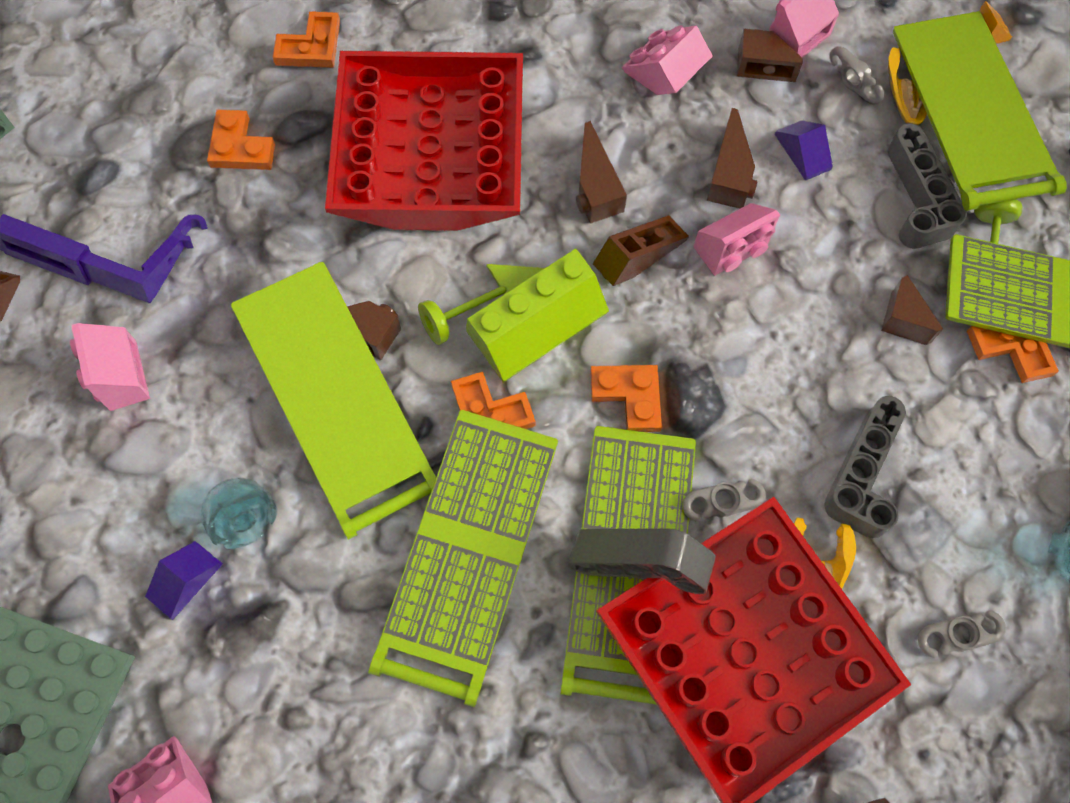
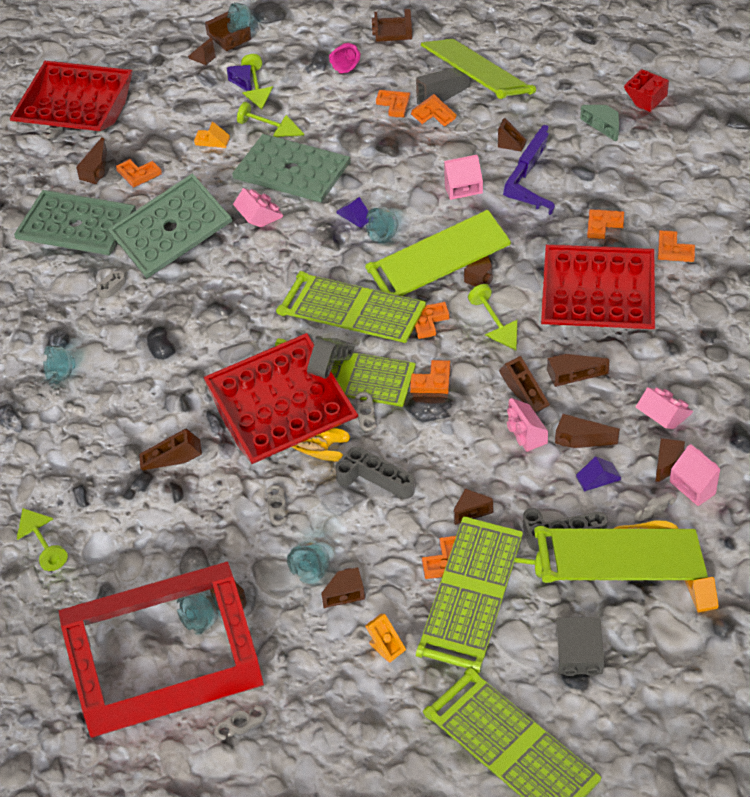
camera: 100 degrees right, 20 degrees down
(538, 315) = (481, 336): lime slope -> none

